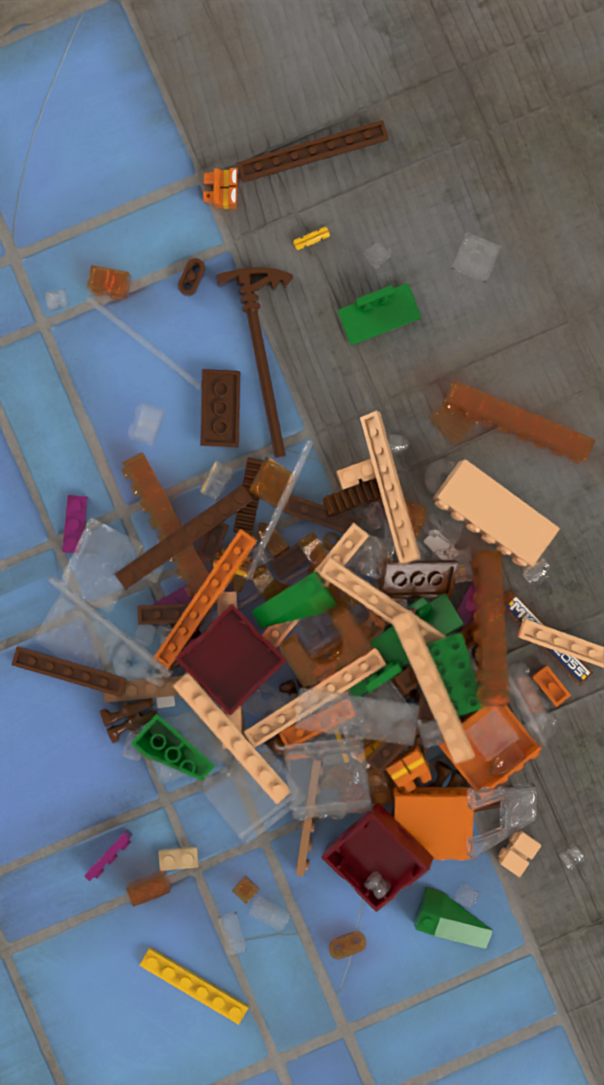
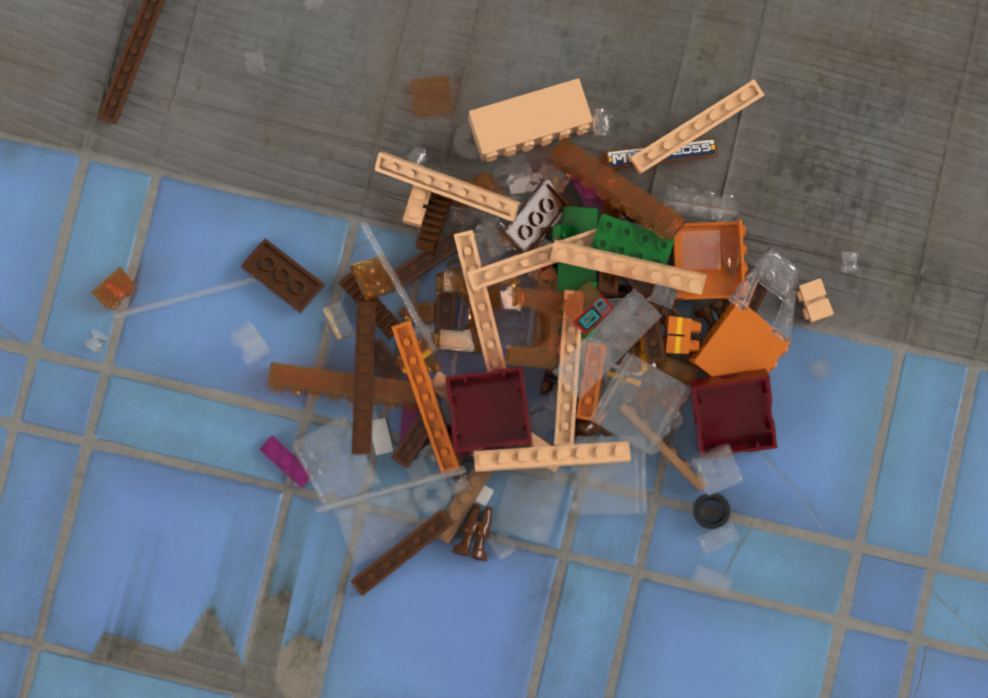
camera: 45 degrees left, 5 degrees down
(109, 856) = (575, 632): magenta plate -> none
(148, 588) = (382, 440): none -> white sticker
(148, 888) = (624, 618): clear orange brick -> none
(167, 746) = (522, 512): green wedge -> none
(178, 858) = (619, 578): tan plate -> none
(191, 277) = (160, 221): reddish brown plate -> none
(194, 985) = (731, 642): yellow plate -> none
(225, 188) = (111, 142): orange hips -> none
(245, 889) = (684, 542): clear orange plate -> none
(251, 308) = (210, 156): reddish brown piece -> none
(283, 908) = (711, 525): none -> black tyre
(299, 601) = (483, 323): green wedge -> none
(311, 238) = (202, 103): yellow axle -> none
(321, 879) = (717, 469): none -> clear brick
(348, 946) = (789, 493): clear orange plate -> none
(373, 677) = (586, 307): none -> slope
(377, 885) = (760, 433): clear wheel -> none
(379, 313) = (303, 94): green bracket -> none
(448, 920) = (828, 396): green wedge -> none
(519, 422) = (471, 49): clear orange brick -> none
(551, 685) = (701, 178): orange plate -> none

